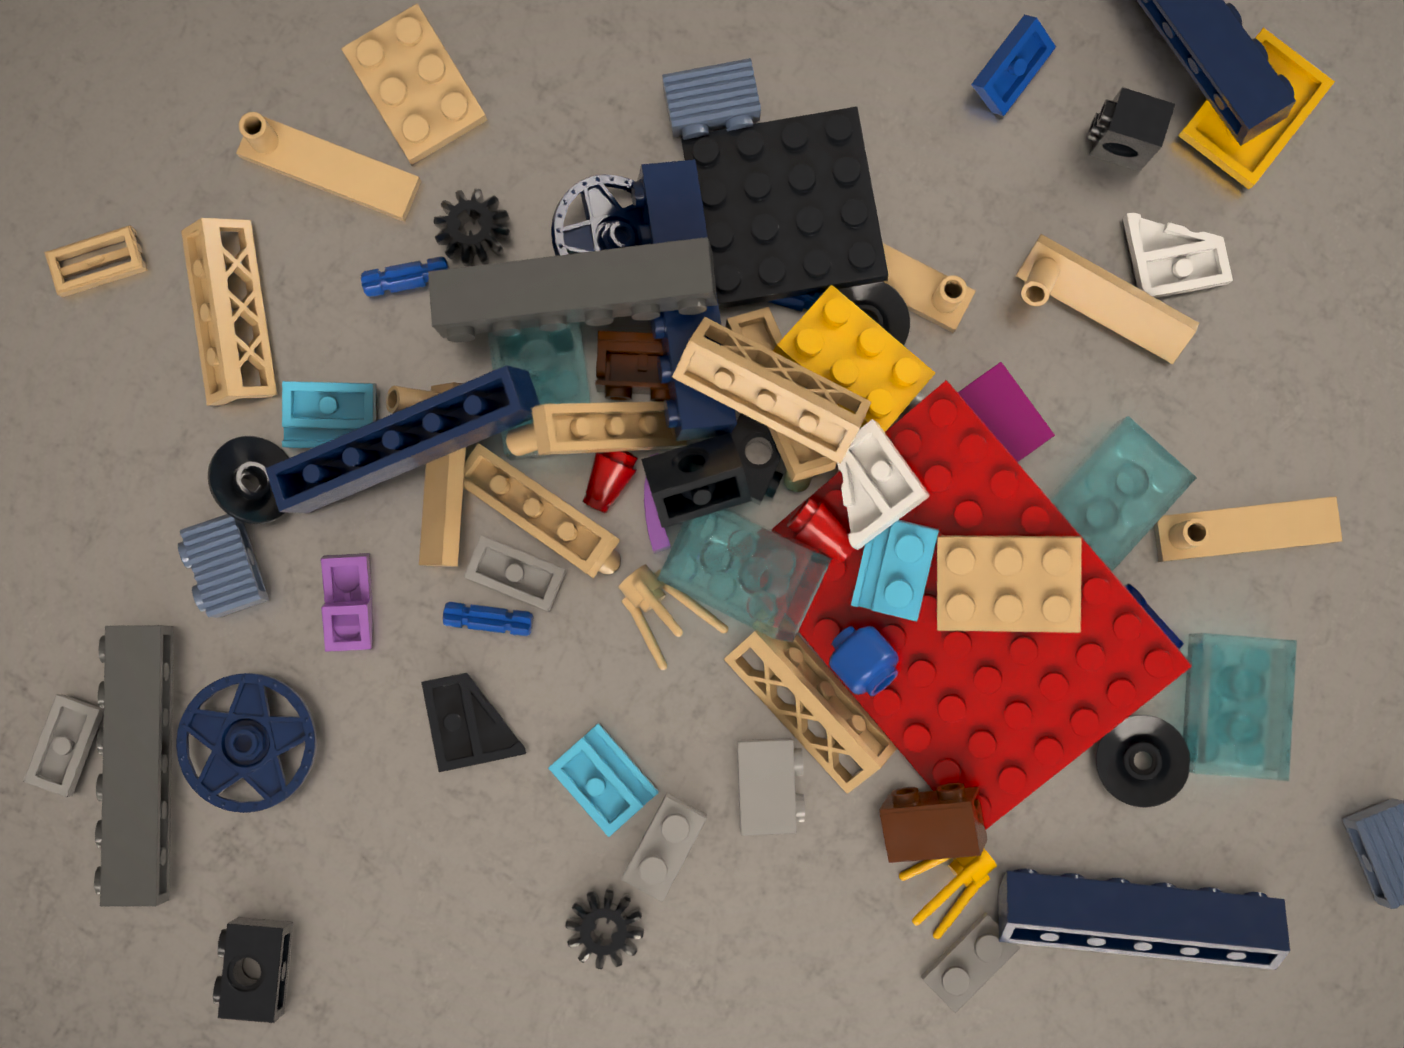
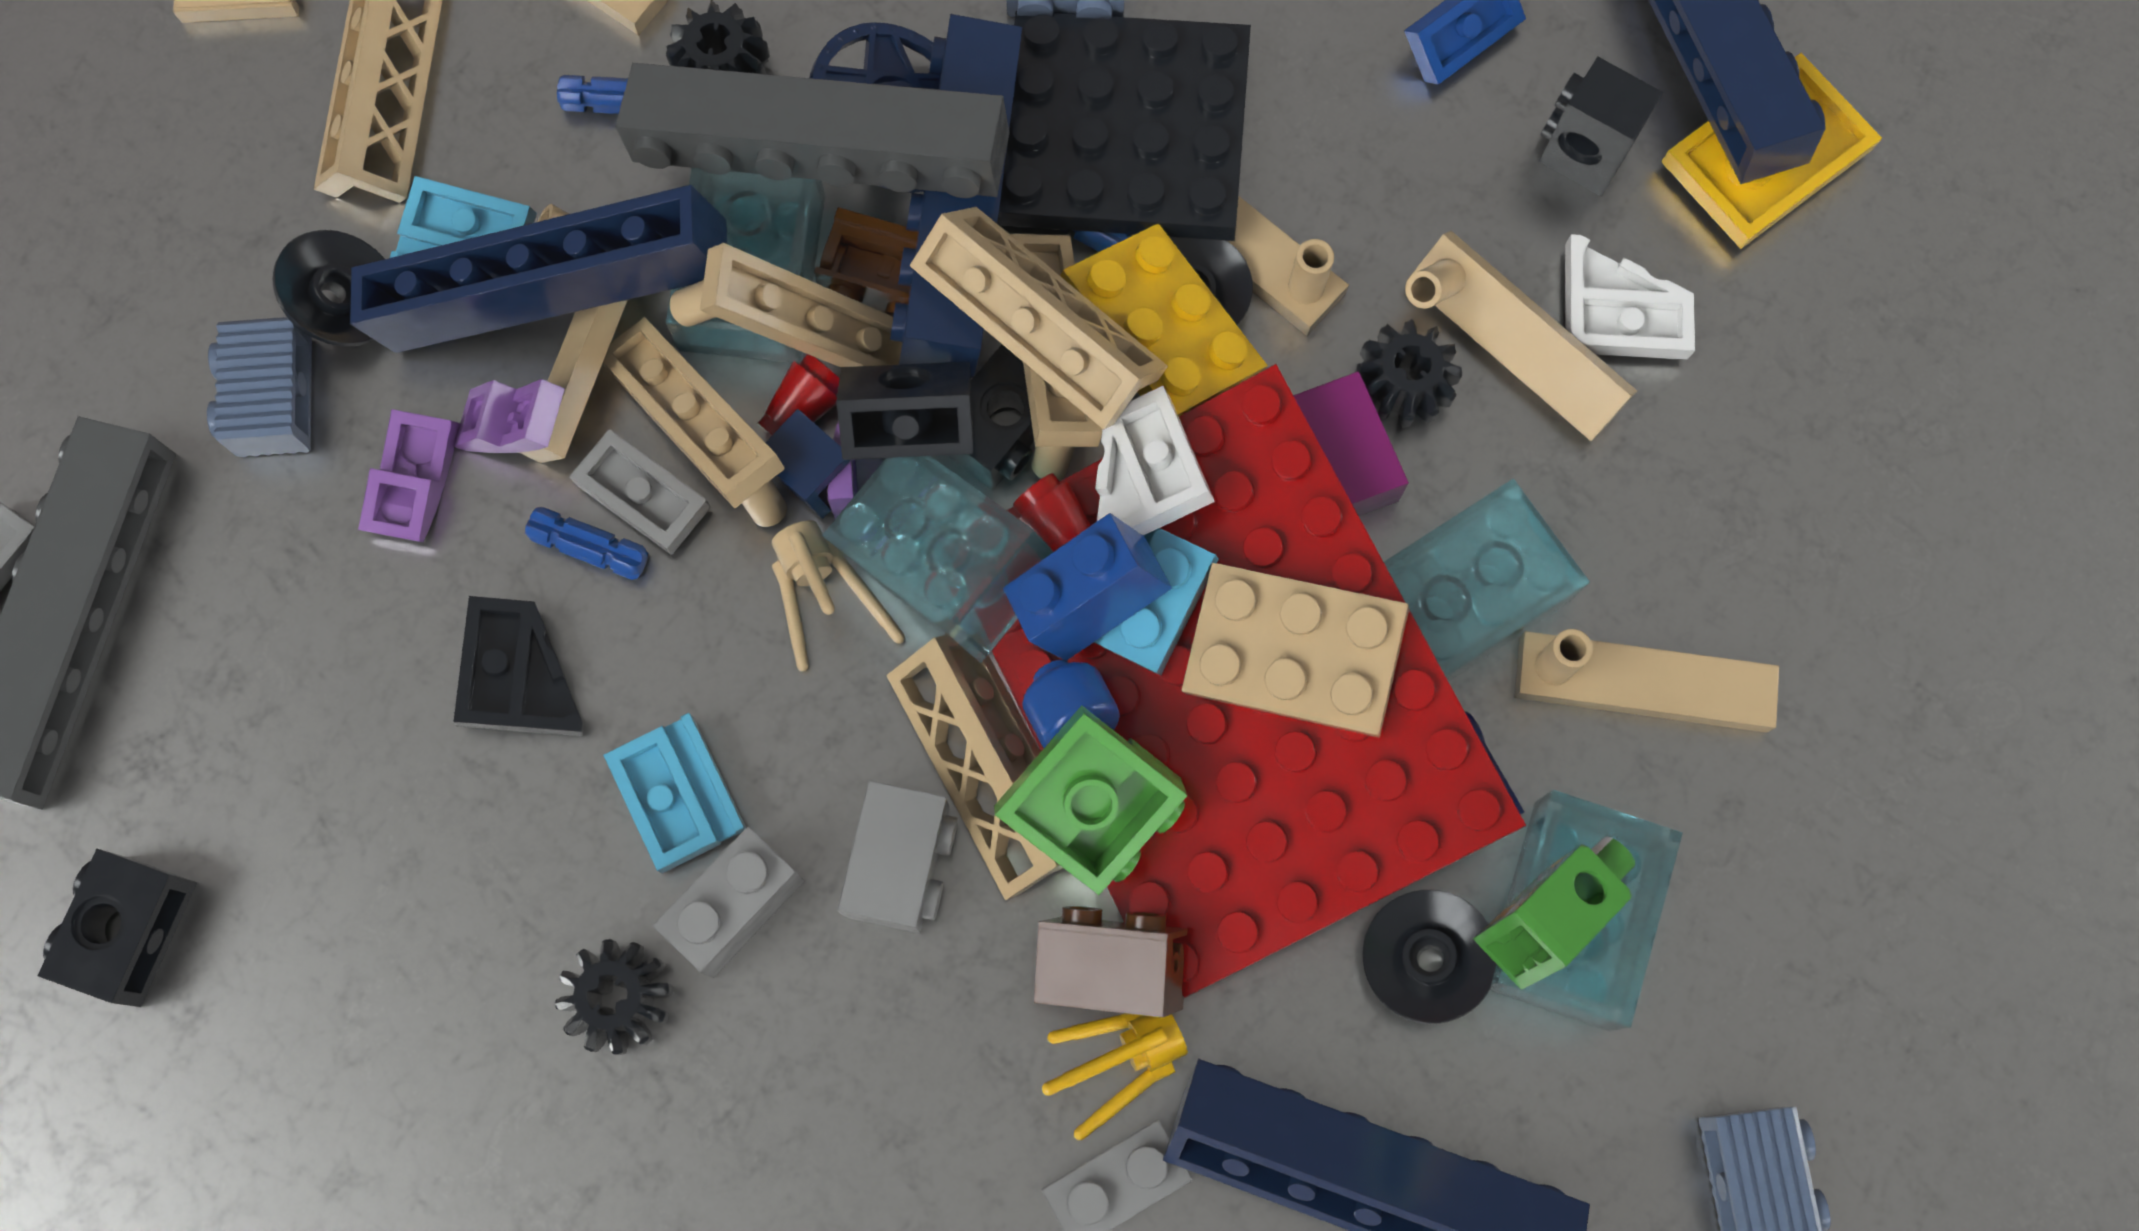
camera: 15 degrees right, 10 degrees down
(246, 742) = (211, 618): dark blue wheel -> none
(407, 545) = (509, 418): none -> medium lavender slope
(629, 523) = (808, 458): none -> dark blue panel
(857, 579) = (1087, 587): none -> blue brick
(898, 723) = (1093, 801): none -> bright green plate
(1041, 335) = (1427, 365): none -> black gear
(1228, 723) = (1559, 912): none -> bright green torso

